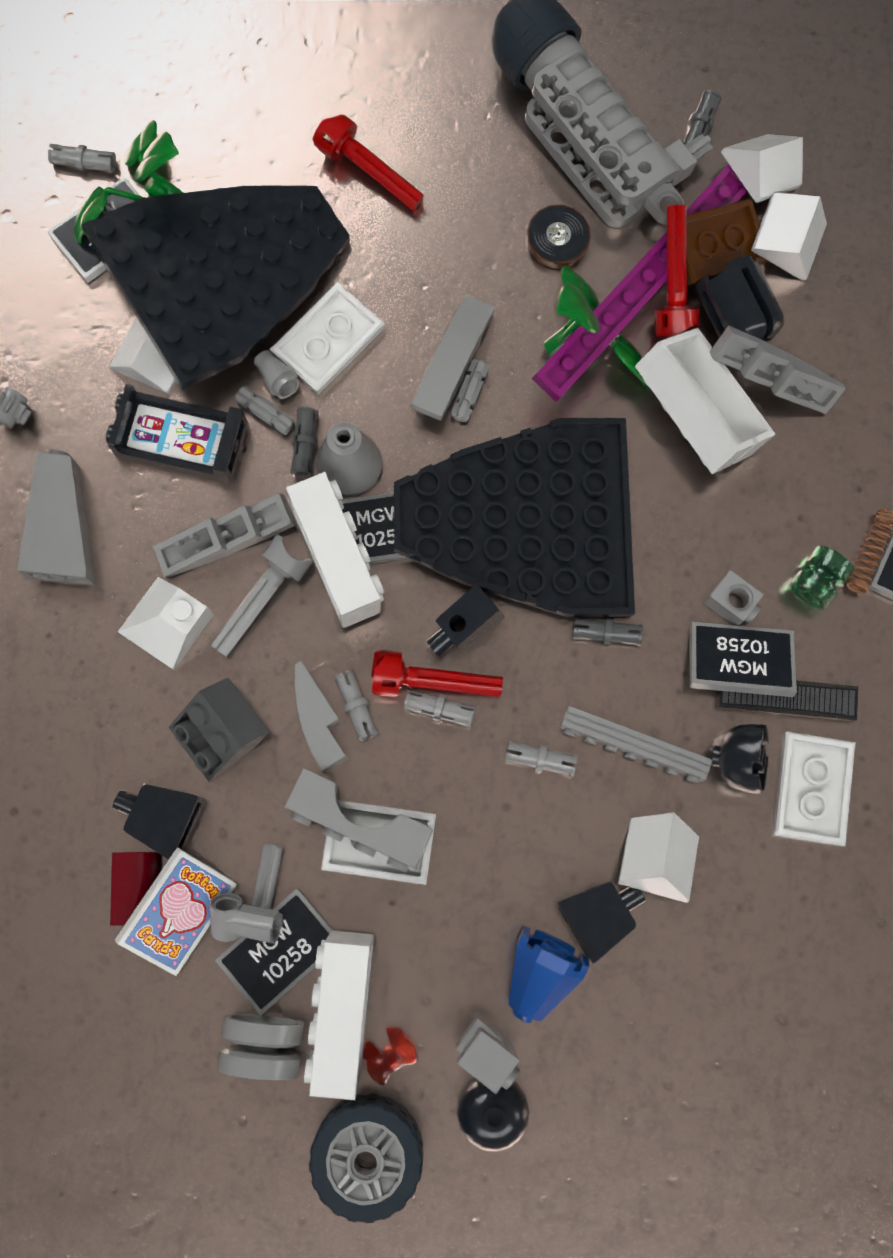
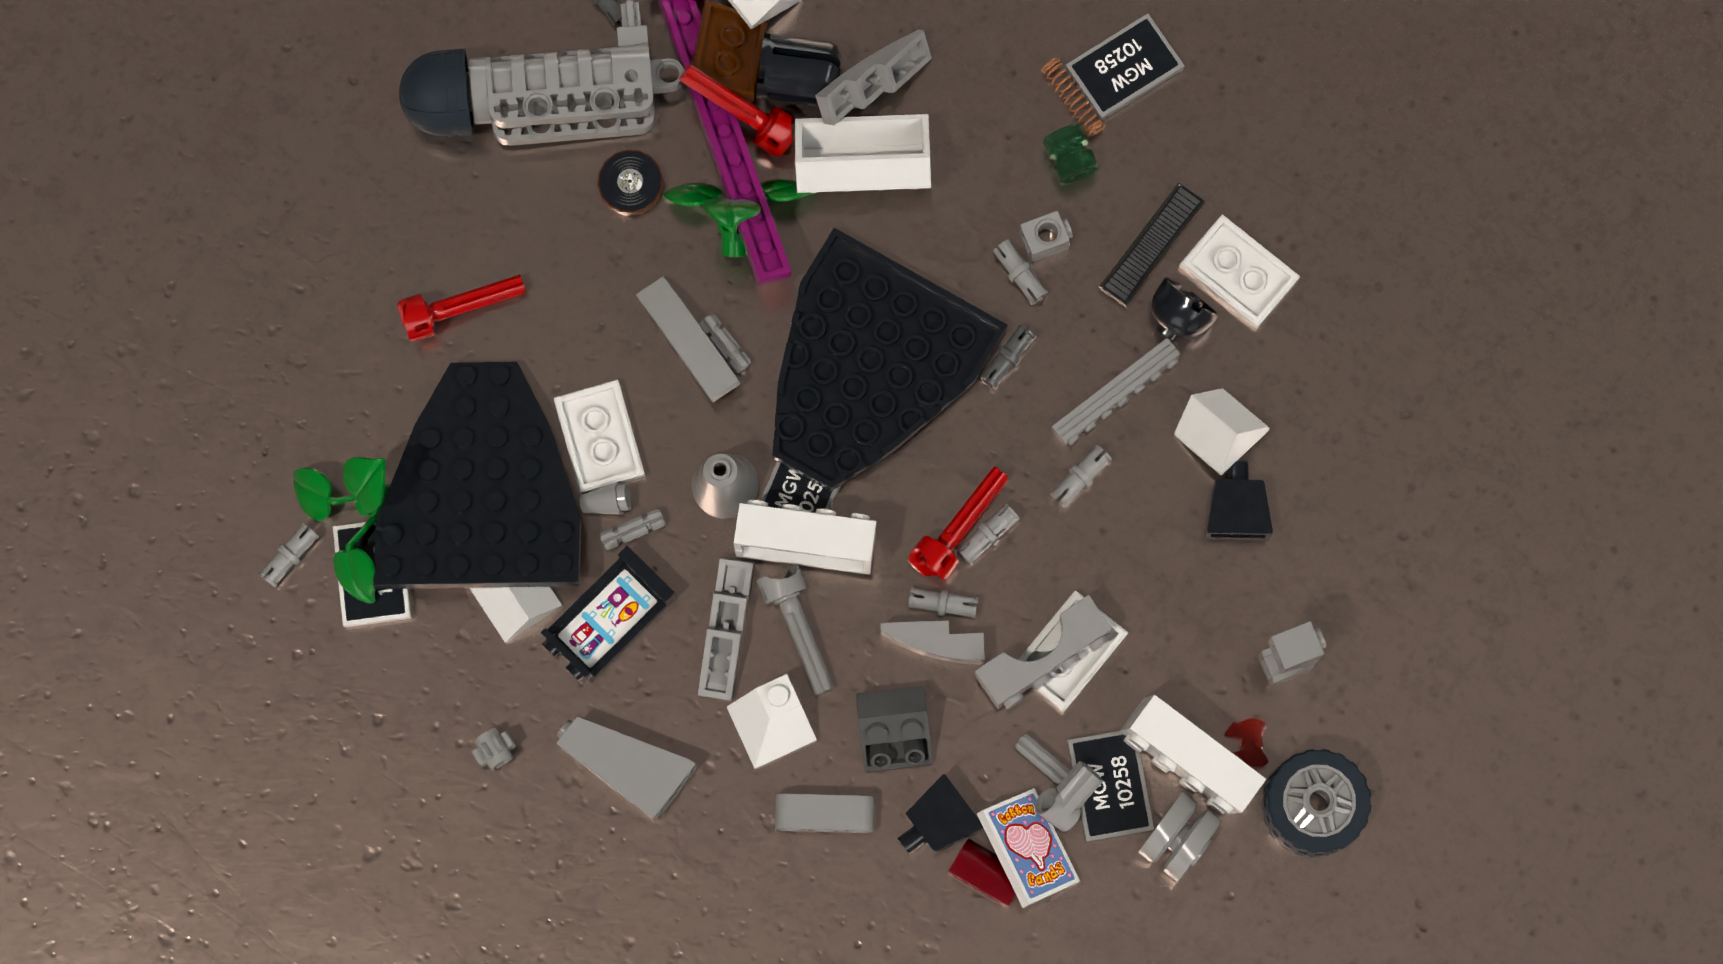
camera: 50 degrees left, 0 degrees up
(109, 714) = (824, 813): none -> light grey beam
(304, 442) = (683, 511): dark grey pin -> none
(478, 614) = (929, 452): black torso -> none
(492, 1119) = (1341, 687): black cylinder -> none
(543, 974) = (1257, 580): blue cone -> none
(689, 597) = (1020, 272): none -> light grey pin
(742, 659) = (1099, 261): black tile -> none

